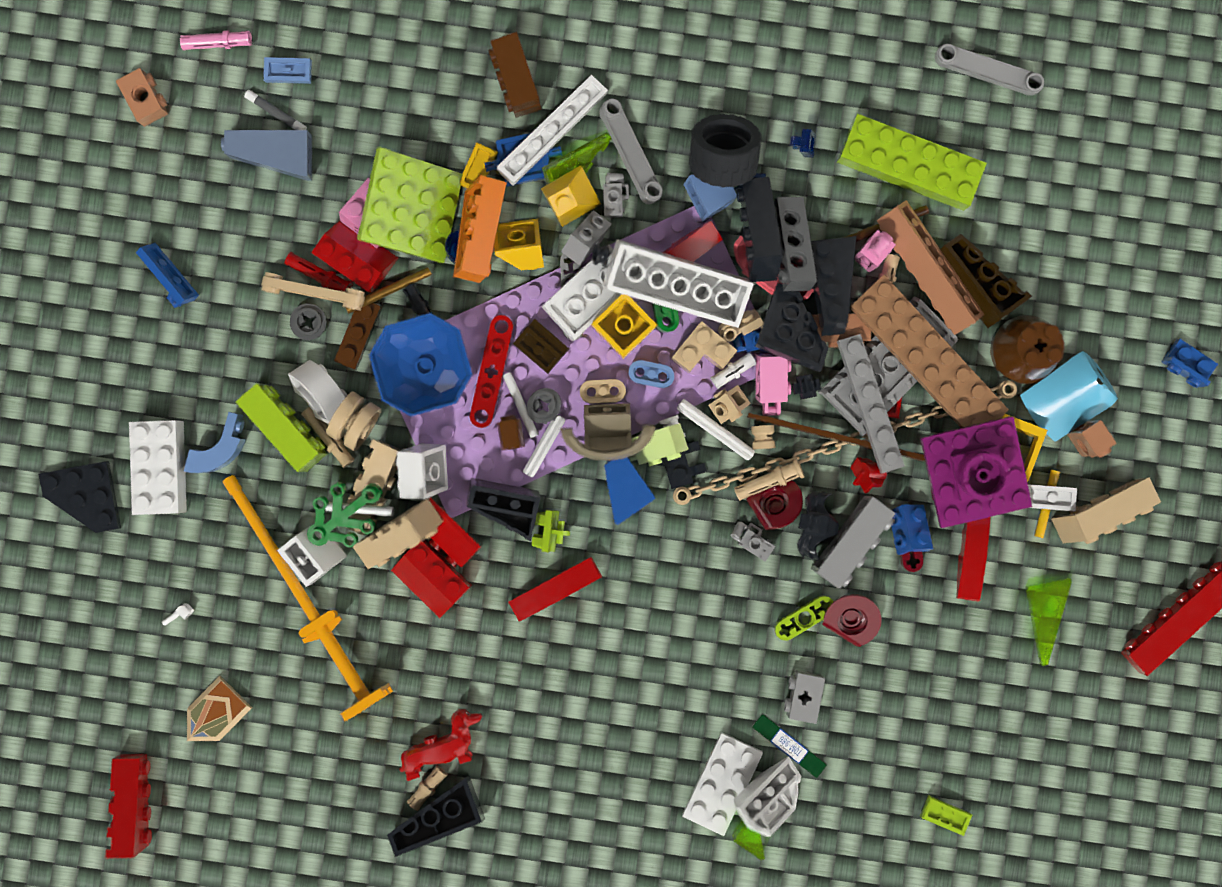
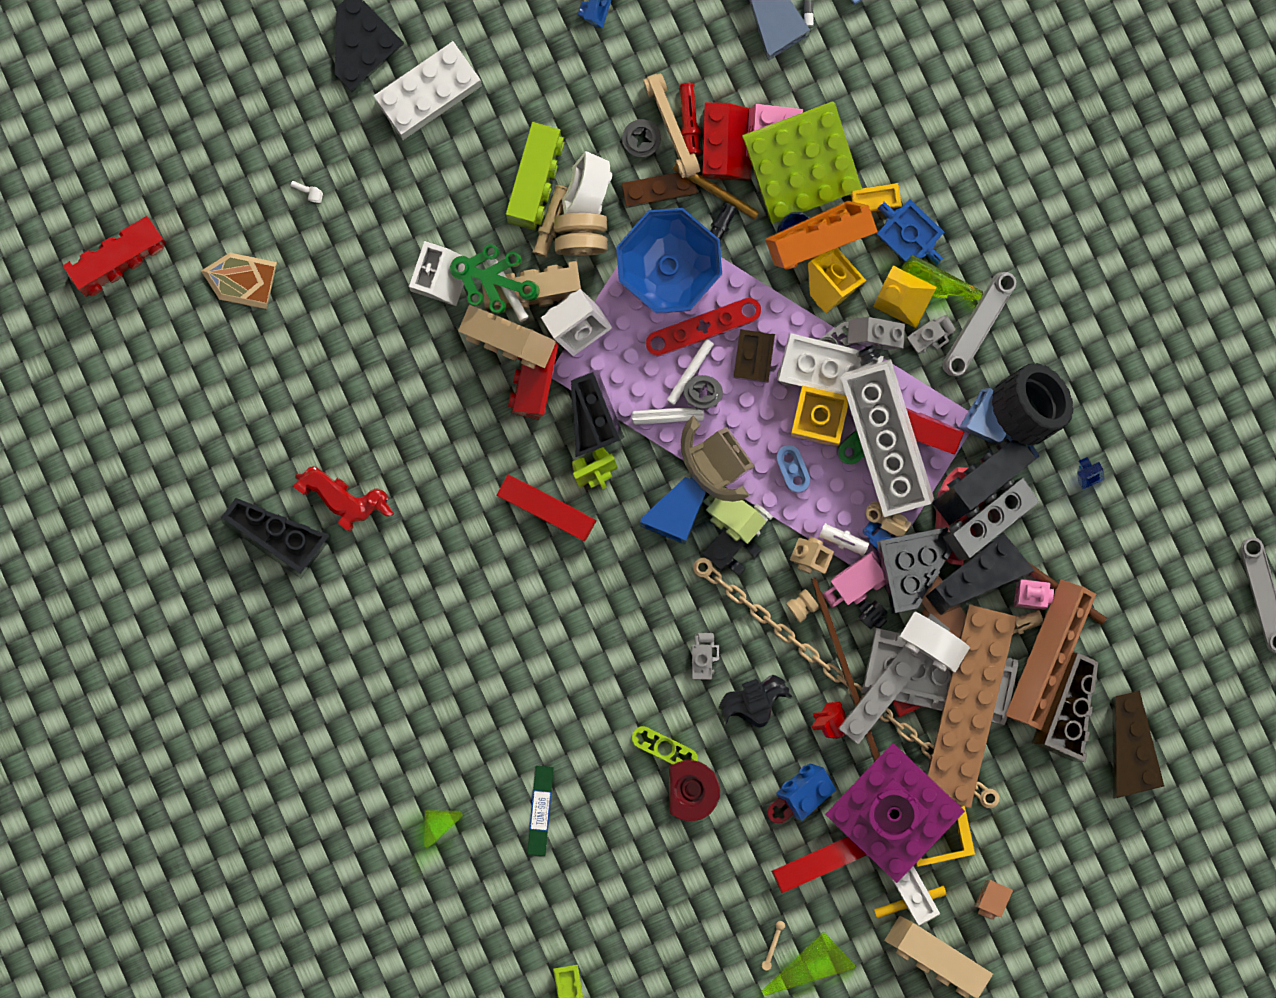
camera: 60 degrees right, 5 degrees down
(223, 452) = (476, 138): medium blue arch -> none
(320, 626) = (380, 321): light orange piece -> none
(427, 788) = (295, 509): tan pin -> none
(431, 577) = (485, 392): red slope -> none
(510, 433) = (659, 378): reddish brown brick -> none
(514, 75) = (977, 178): reddish brown piece -> none
(551, 130) = (951, 242): white plate -> none
(602, 391) = (750, 435): tan plate -> none
(704, 343) = (851, 497): tan brick -> none
(715, 429) = (781, 559): white axle -> none
(720, 782) = (468, 771): white plate -> none
(770, 798) = (485, 819): white wedge -> none
(777, 505) = (752, 653): dark red hat -> none
(780, 476) = (776, 641): tan pin -> none
(808, 708) = (583, 803): light grey brick -> none
(853, 541) = (761, 743): light grey brick -> none
(865, 353) = (935, 642): none -> white brick
(911, 162) = (1134, 578): lime brick -> none
(1014, 349) = (1019, 792): reddish brown cone -> none
(1022, 646) = (766, 965): none -> tan hinge
(1047, 253) = (1134, 752): none -> dark brown wedge
(1069, 396) = (1018, 857): medium azure piece -> none
(1189, 363) = (1121, 949): blue bracket -> none

